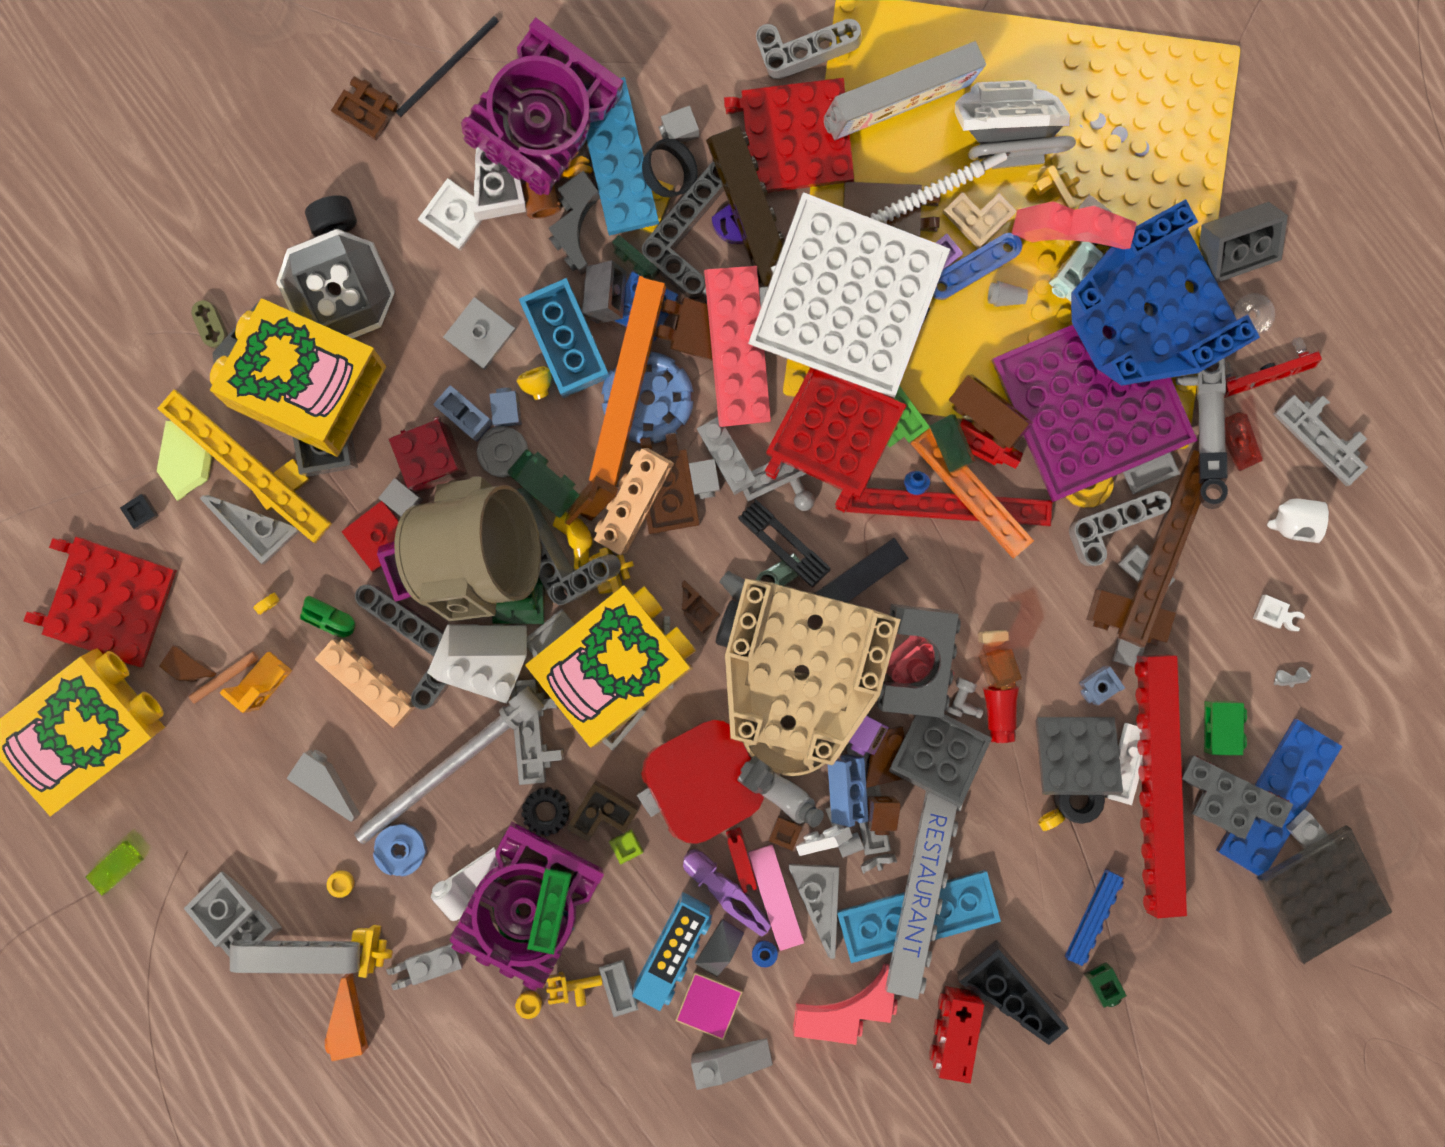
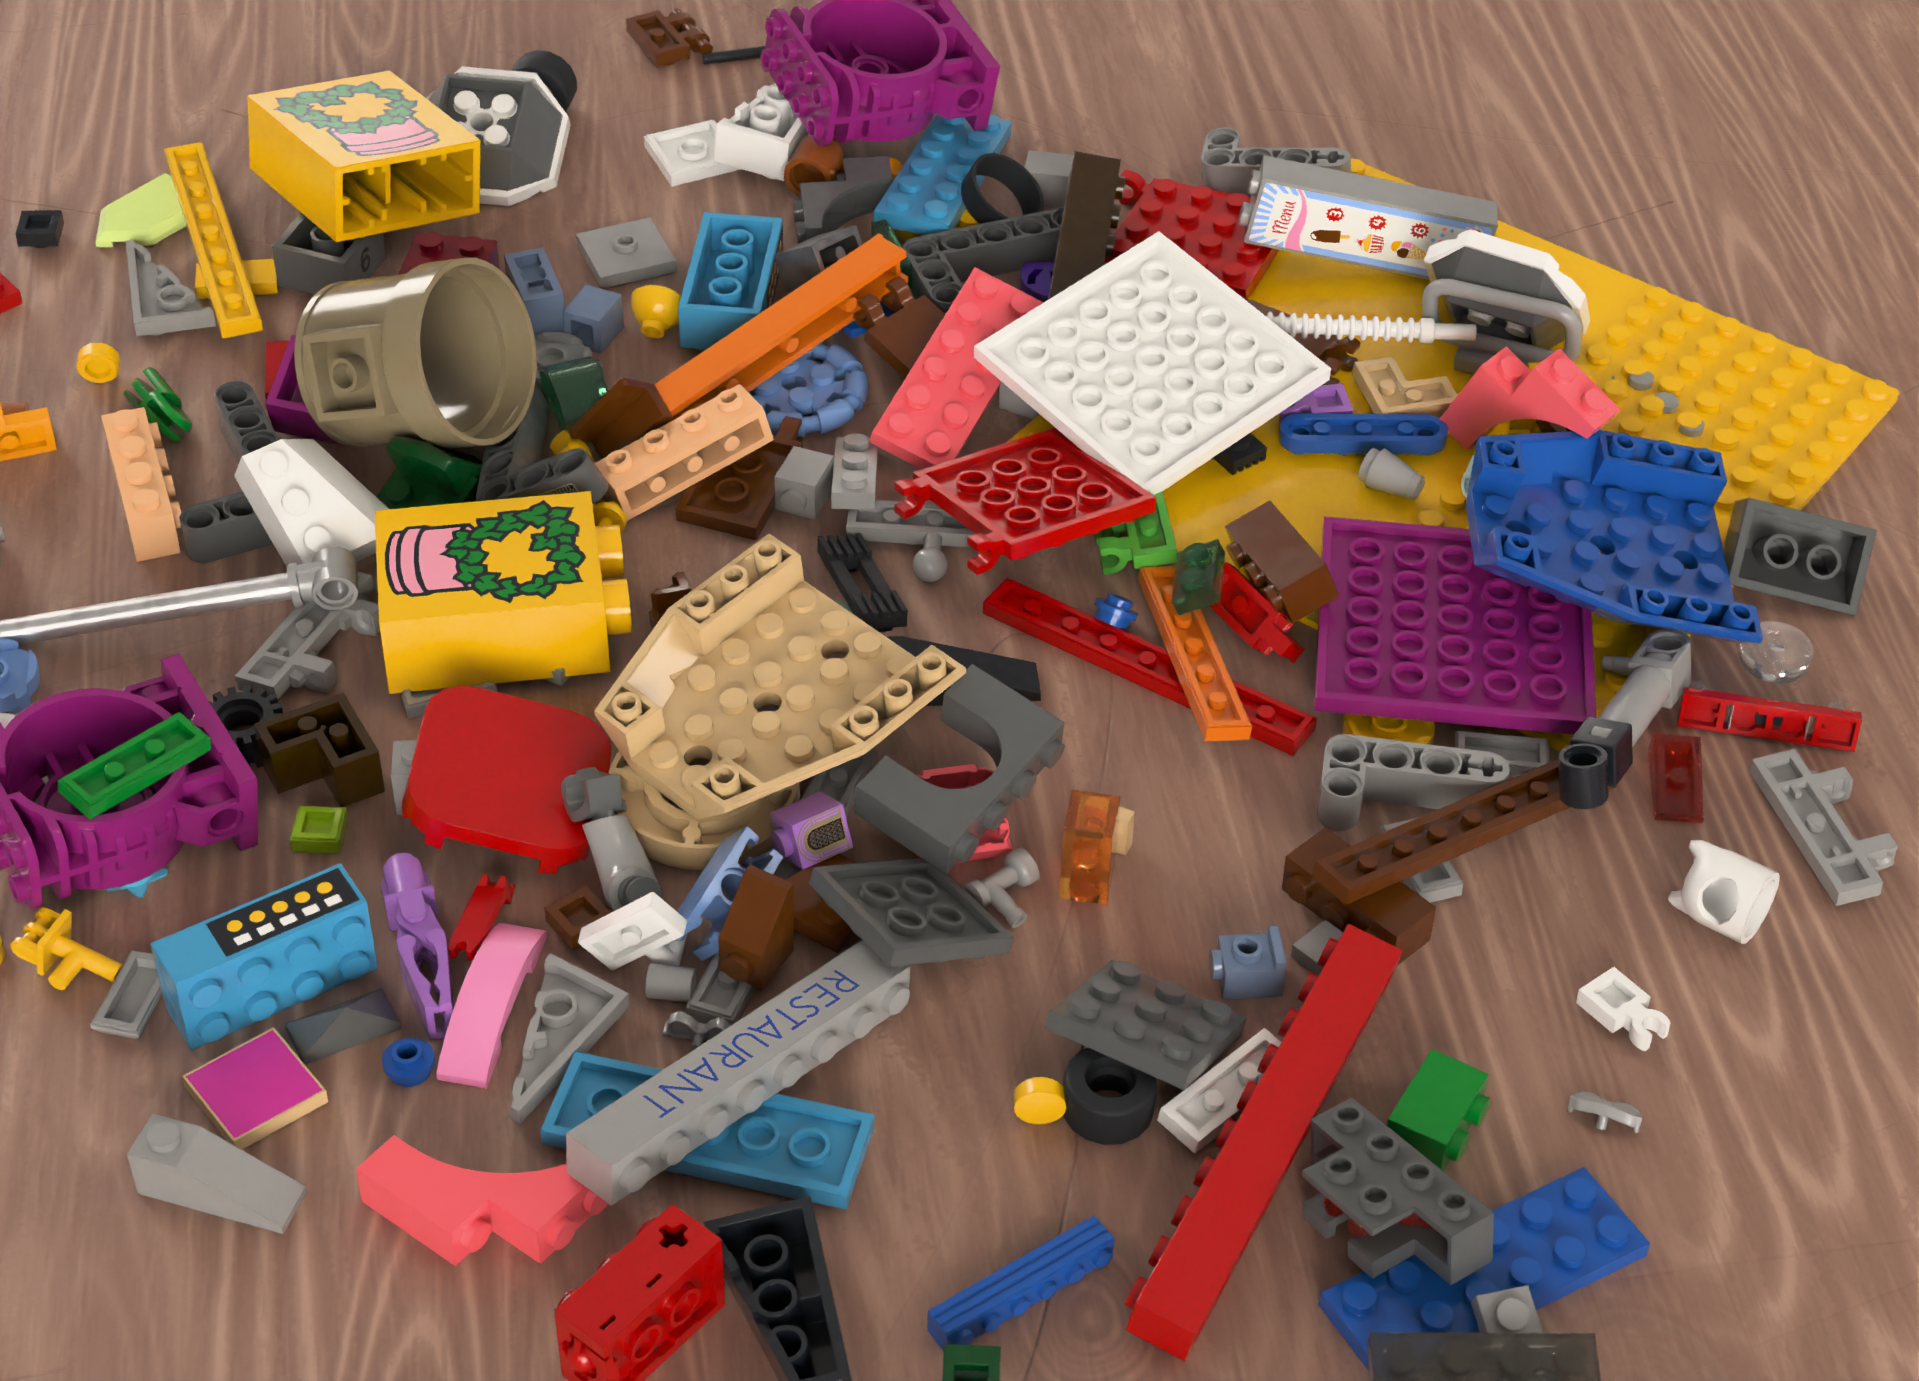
camera: 30 degrees right, 45 degrees down
(1001, 713) = (1058, 913): red plant -> none

